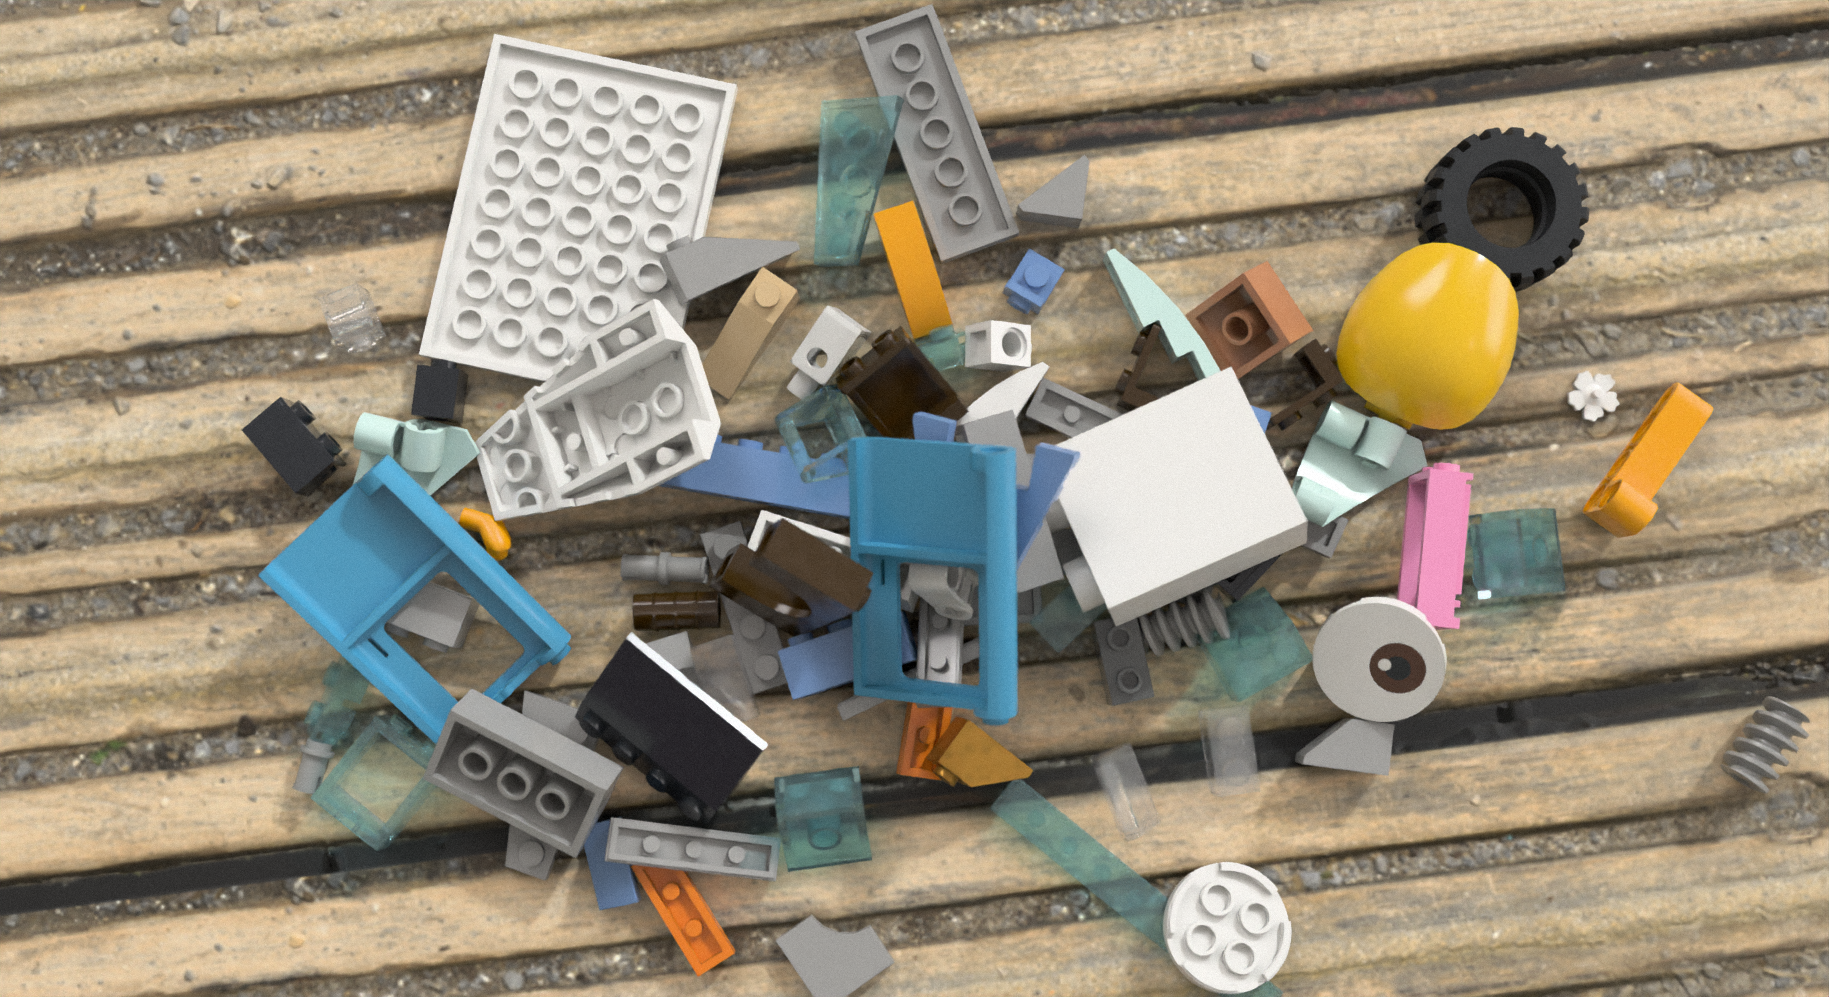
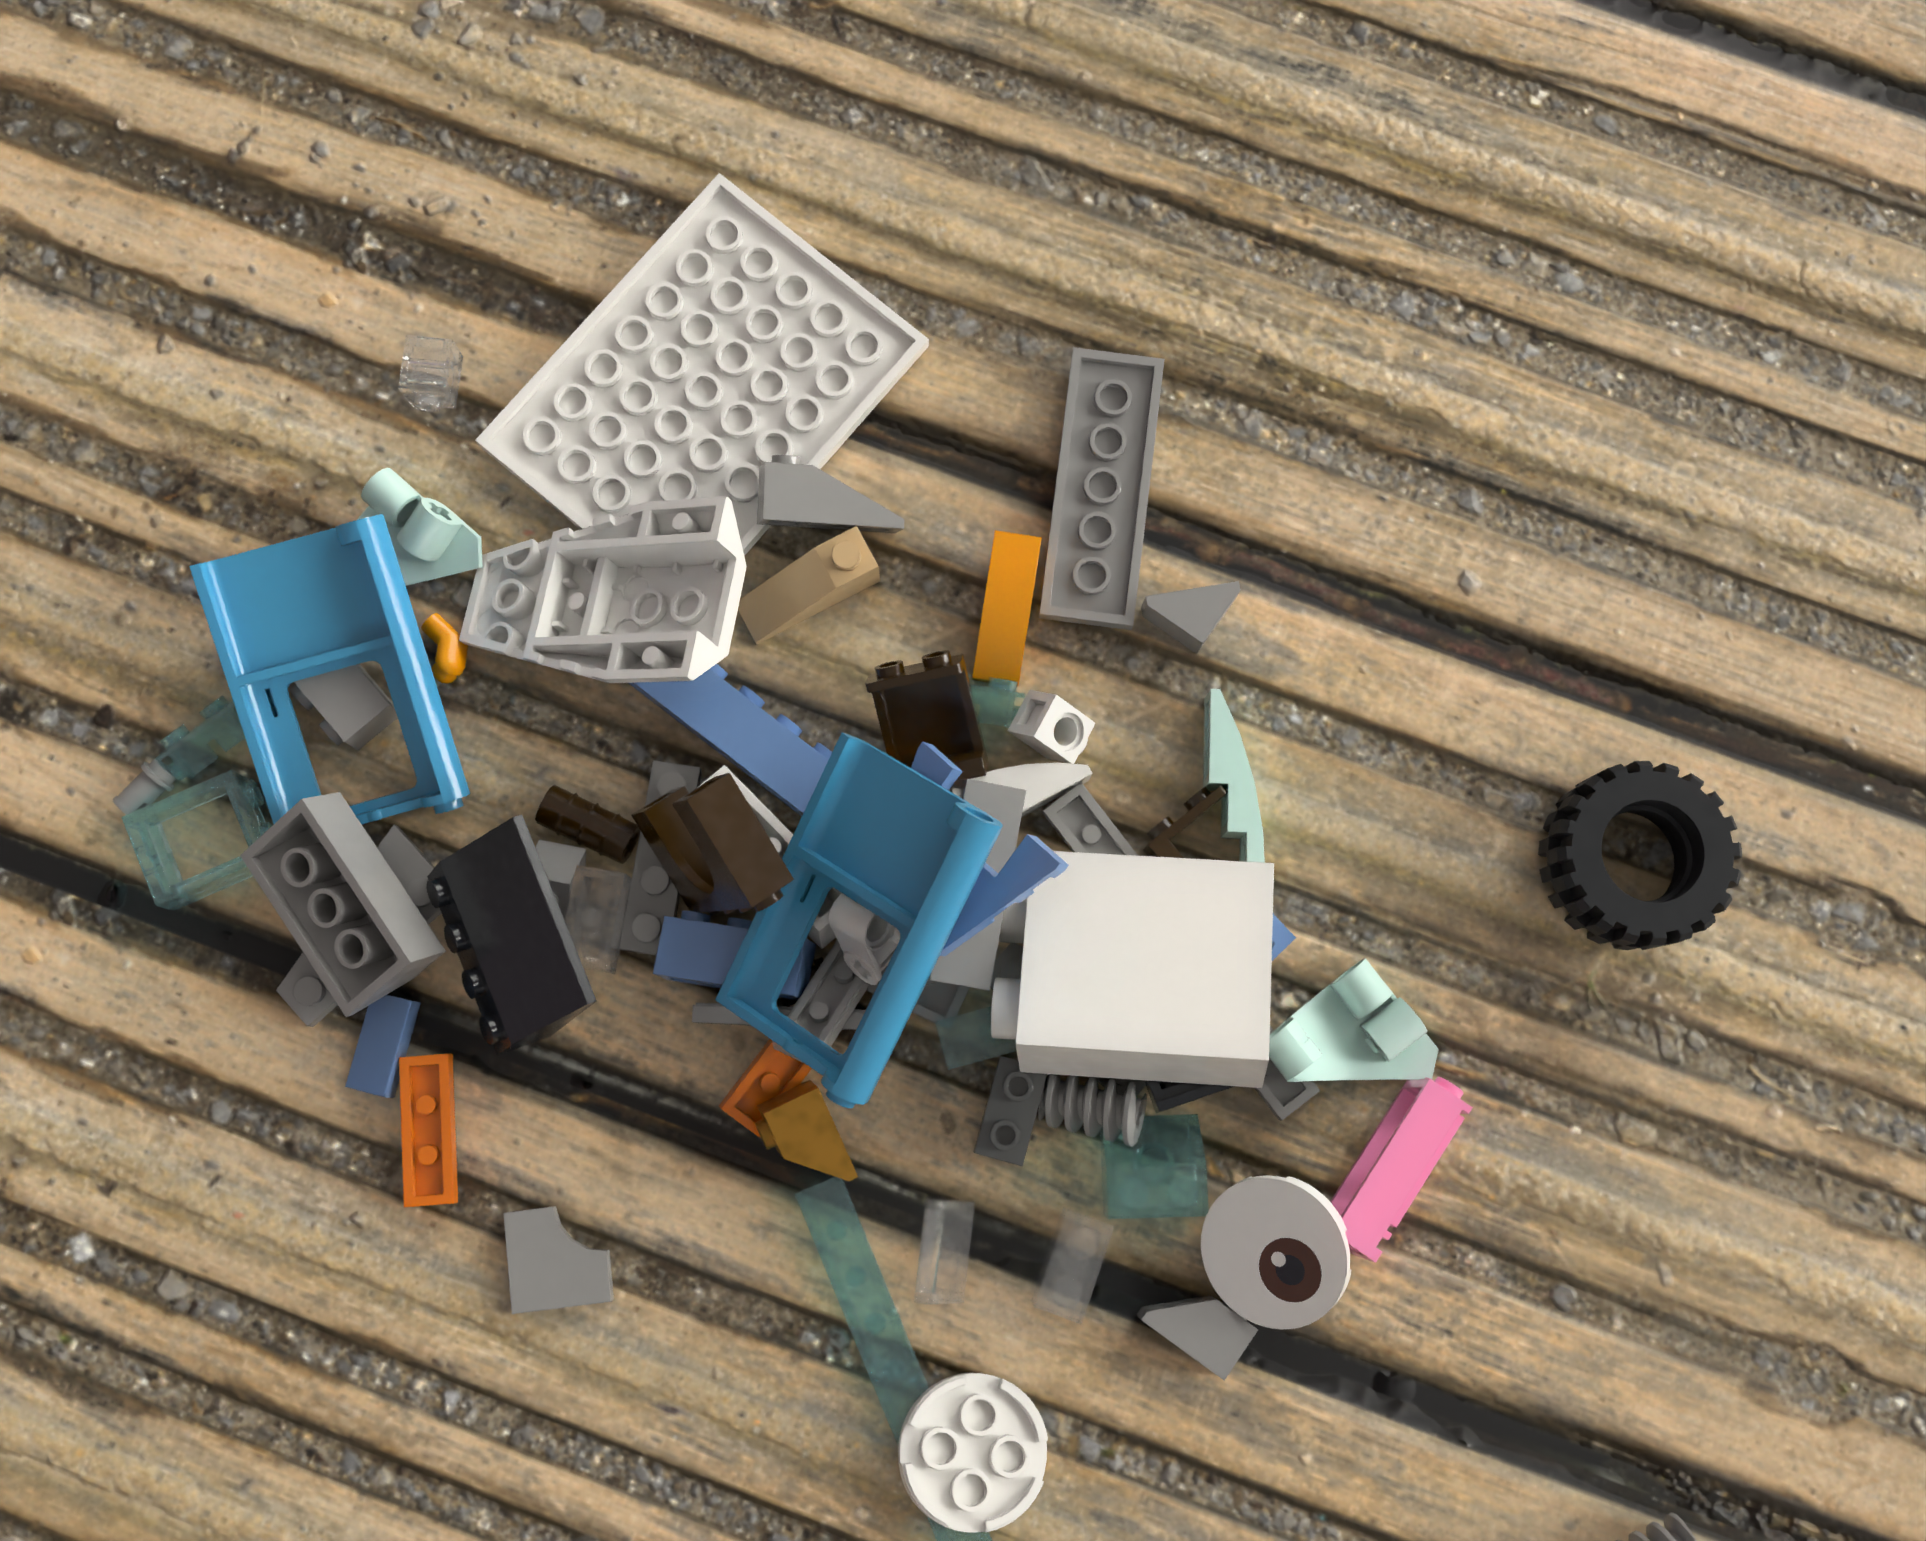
camera: 25 degrees right, 5 degrees down
(294, 445) = (306, 466): black hinge -> none
(440, 392) = (475, 487): black brick -> none
(665, 568) = (599, 775): light grey pin -> none
(692, 849) = (470, 1073): light grey tile -> none
(822, 818) = (618, 1112): clear light blue slope -> none
(825, 406) = (838, 694): clear light blue tile -> none
(839, 338) = (893, 634): white torso -> none
(851, 166) = (997, 478): clear light blue wing -> none
(1032, 283) = (1120, 683): medium blue bracket -> none
(1249, 321) = (1321, 834): nougat slope -> none
(1320, 366) = (1371, 918): dark brown bracket -> none
(1430, 337) = (1501, 947): yellow piece -> none
(1516, 553) = (1479, 1218): clear light blue slope -> none
(1592, 395) = (1642, 1097): white plant -> none
(1626, 492) = (1624, 1218): light orange beam -> none

